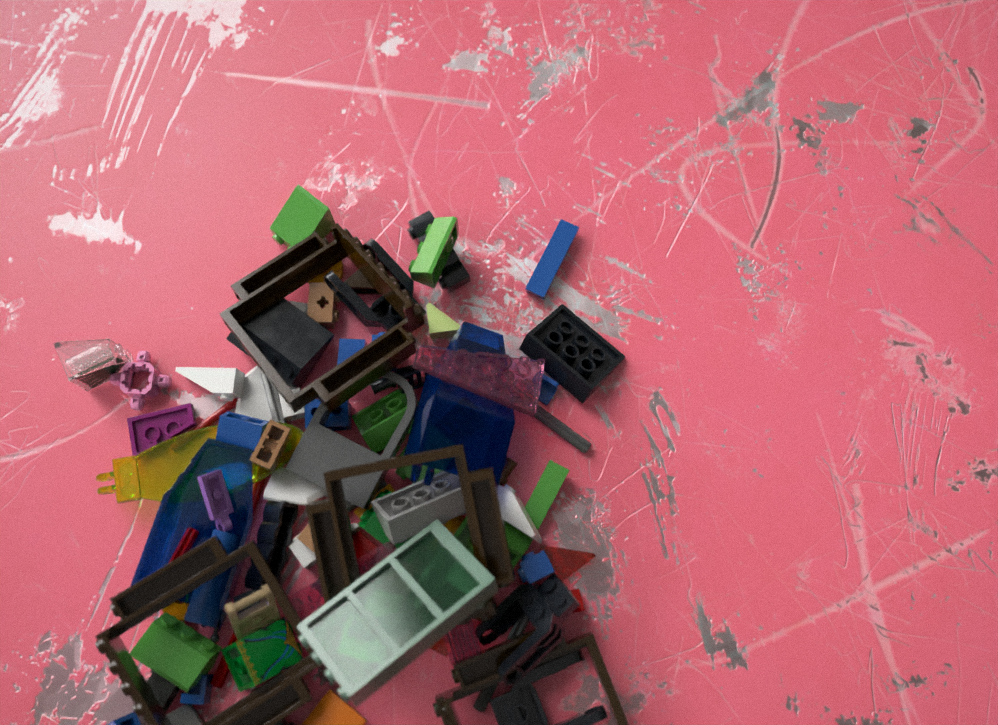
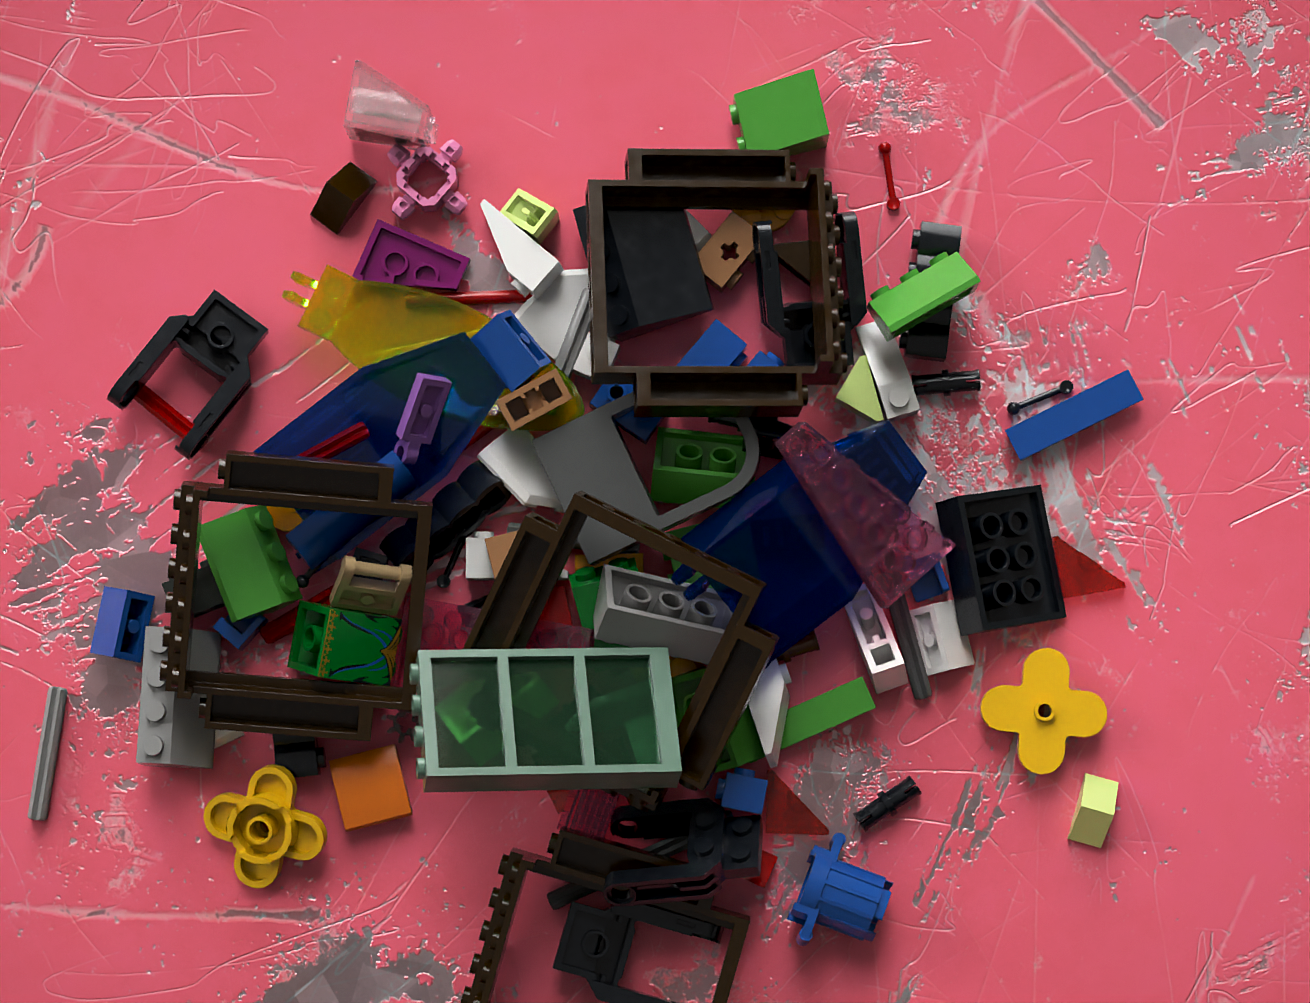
camera: 40 degrees right, 10 degrees up
(76, 544) = (215, 339): none -> black plate
(77, 604) = (164, 412): none -> red axle
(101, 422) = (342, 197): none -> dark brown slope
(209, 357) = (531, 215): none -> yellowish green slope
(294, 579) = (443, 580): none -> black hinge
(388, 226) = (893, 203): none -> red hinge
(448, 303) = (888, 373): none -> white slope
(478, 289) = (946, 382): none -> black pin
(537, 251) = (1065, 388): none -> black hinge
(543, 438) = (876, 642): none -> white slope
(573, 412) = (941, 638): none -> white panel
(612, 516) = (887, 803): none -> black pin
(615, 330) = (1081, 574): none -> clear red tile
(627, 583) = (839, 896): none -> blue container
(639, 418) = (1016, 710): none -> yellow plant
(716, 440) = (1094, 810): none -> slope

